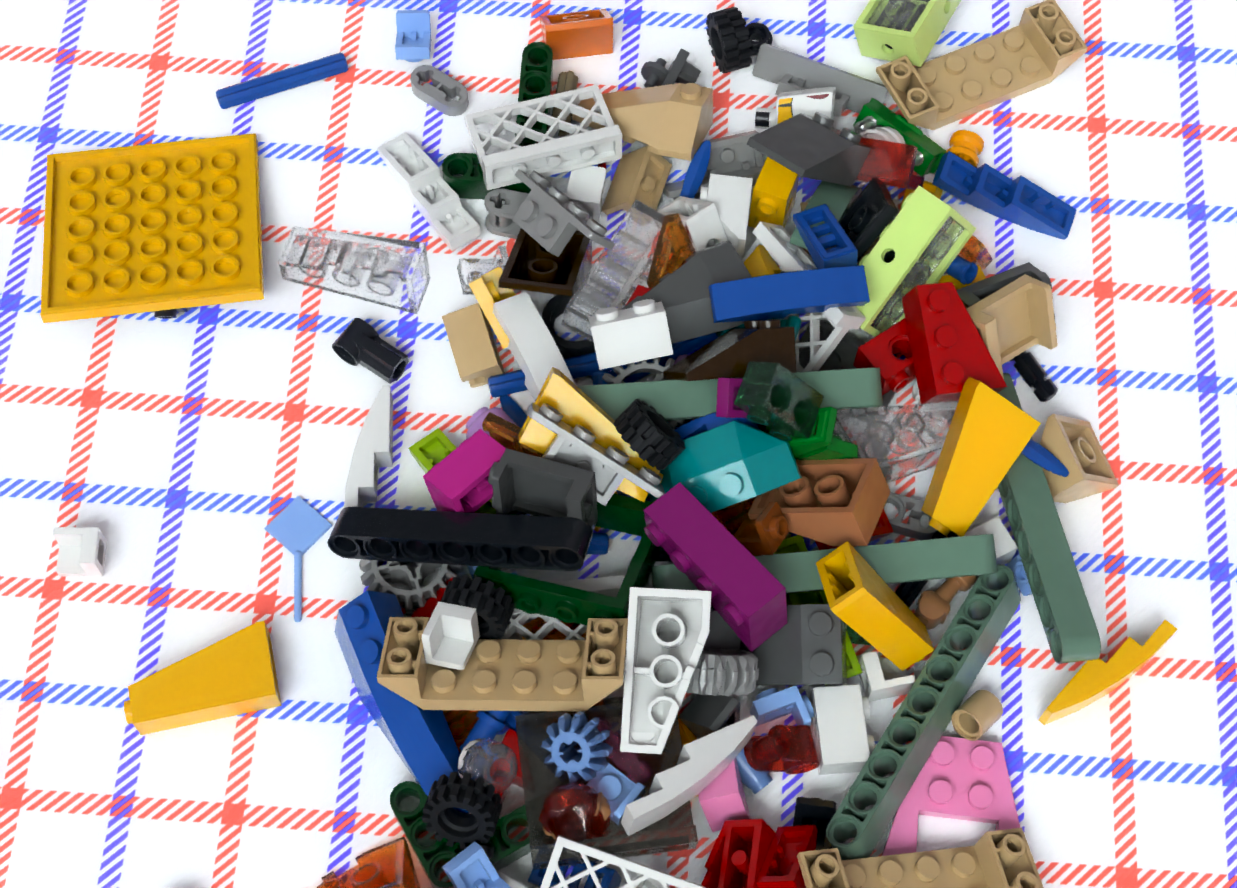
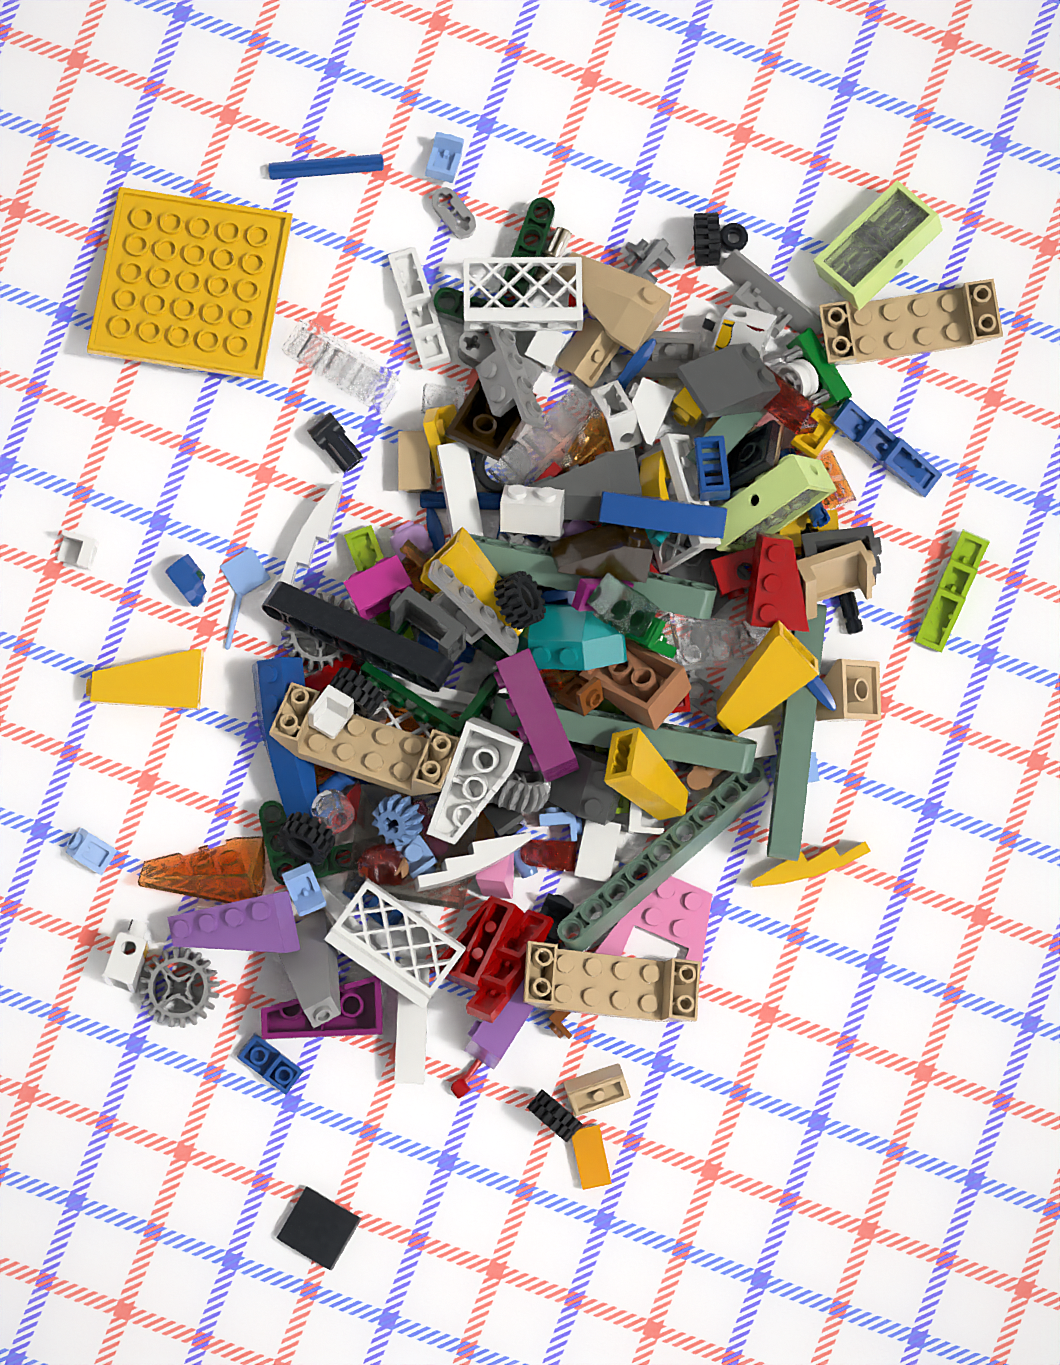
camera: 15 degrees right, 20 degrees up
(226, 549) = (188, 579): none -> blue rock
(578, 33) = (584, 186): orange slope -> none
(966, 146) = (868, 397): light orange wheel -> none
(977, 715) = (701, 869): tan beam -> none
(1140, 322) = (952, 590): none -> lime slope

